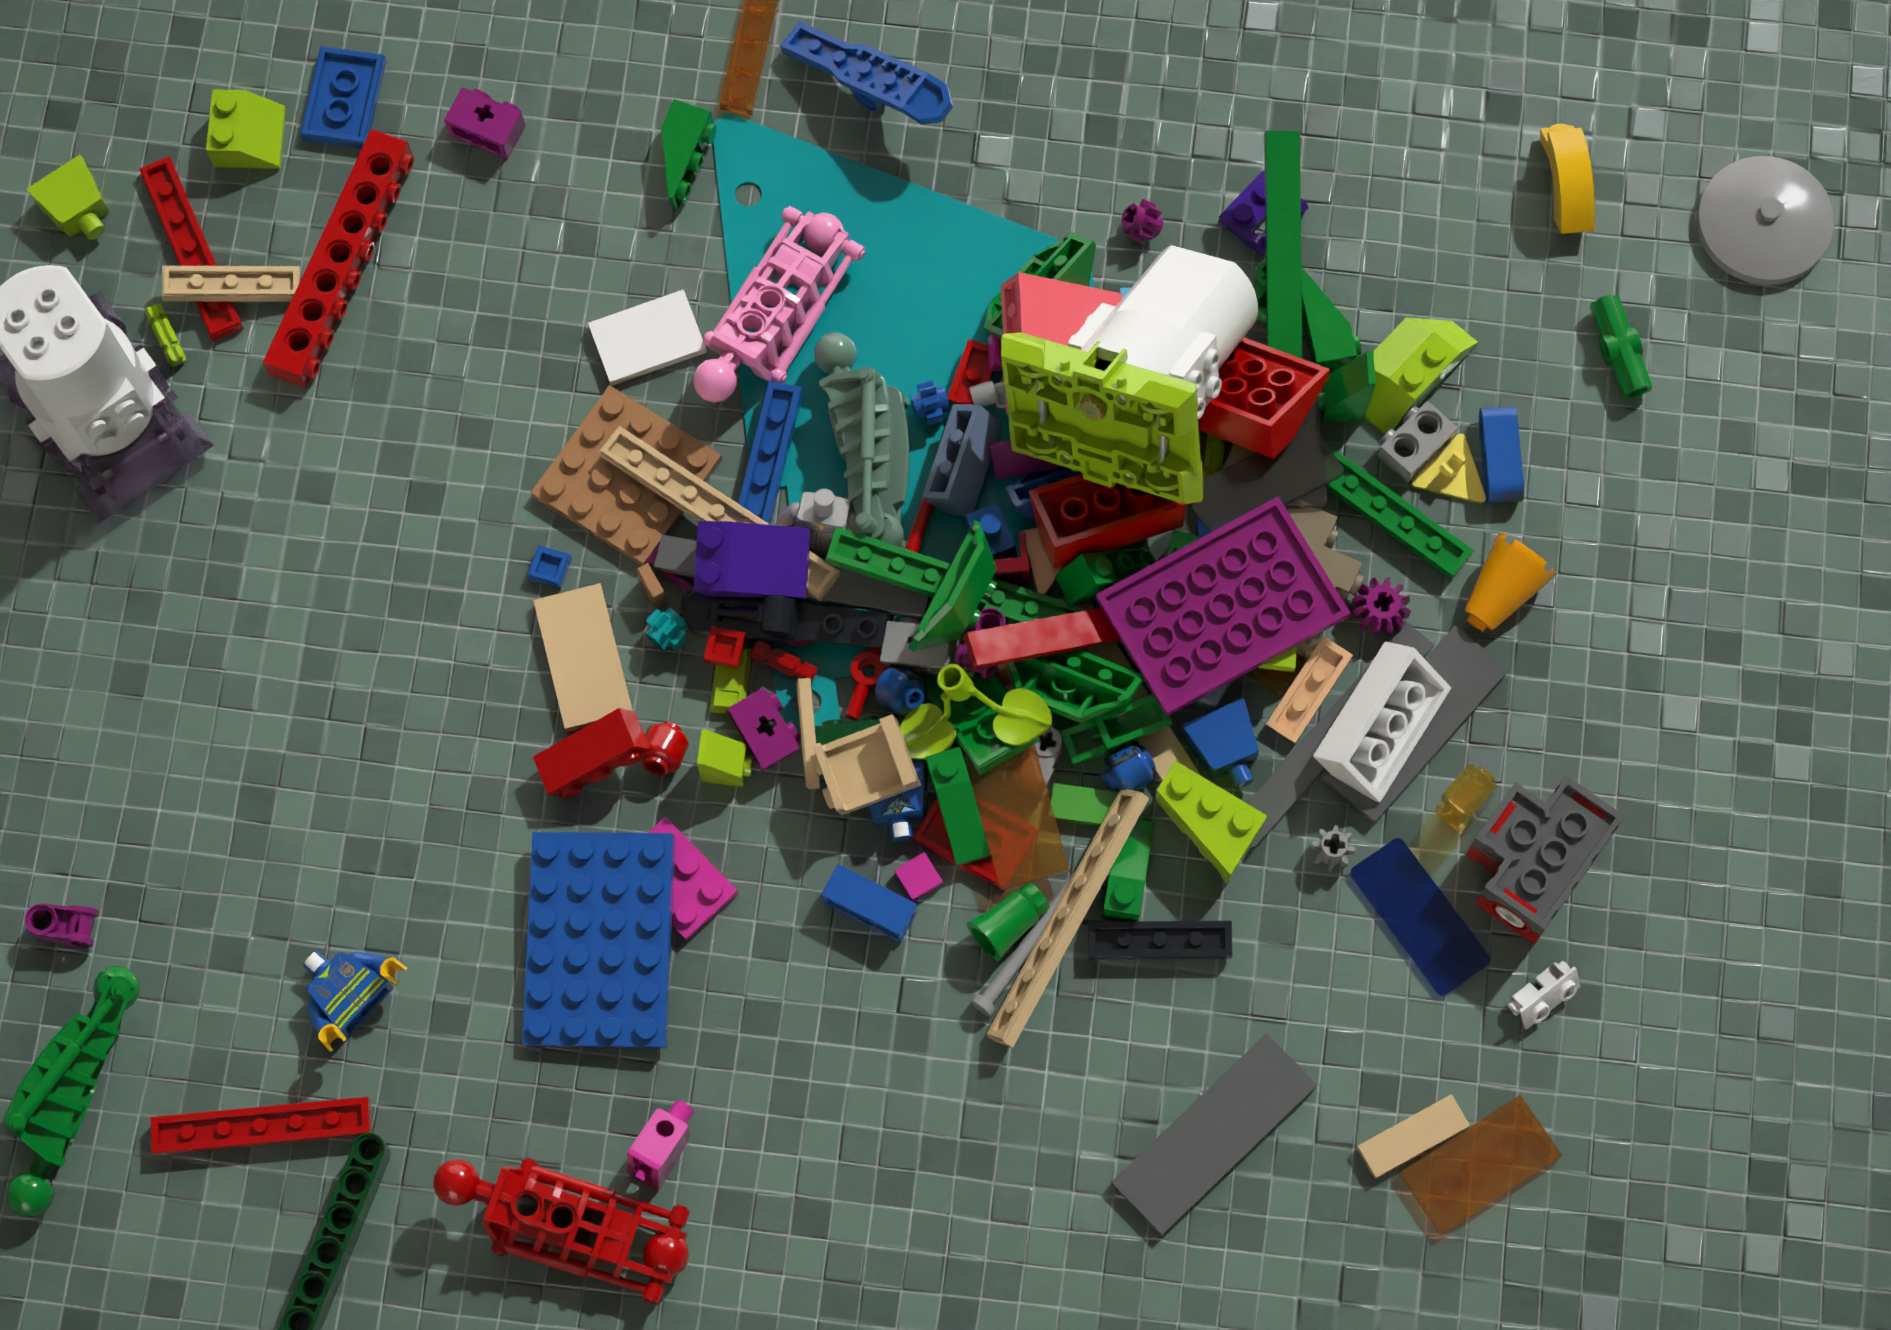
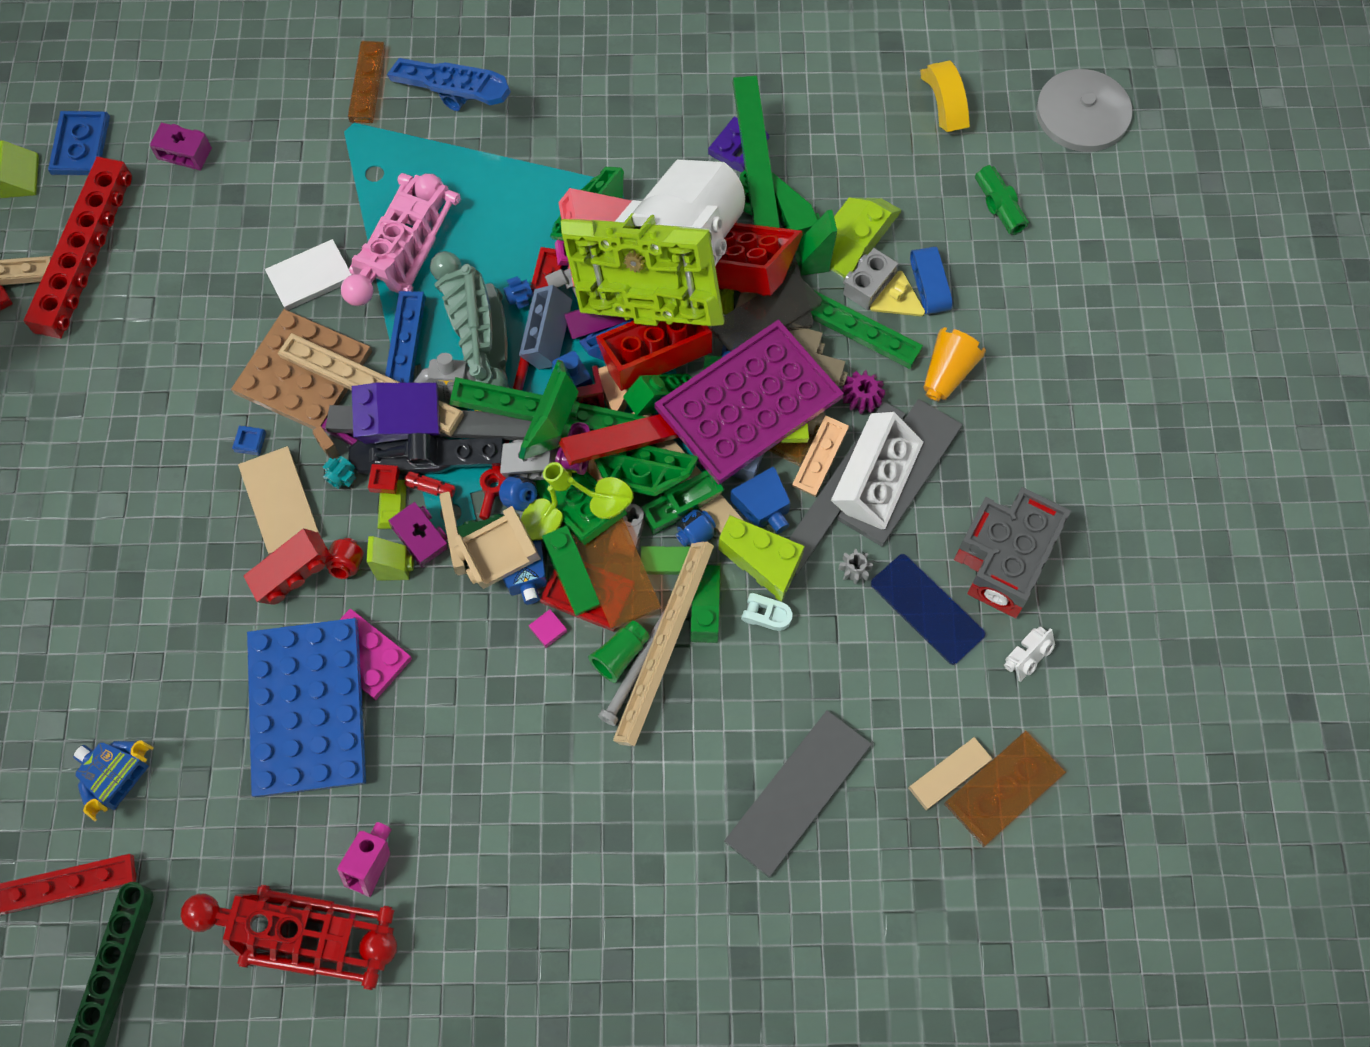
camera: 10 degrees left, 5 degrees down
(684, 139) = (325, 140): green slope -> none
(869, 903) = (512, 652): blue piece -> none
(1142, 221) = (654, 156): magenta gear -> none
(1159, 940) = (736, 651): black plate -> none
(1219, 901) = (777, 614): none -> light aqua plate
(1466, 797) = (948, 516): clear yellow brick -> none

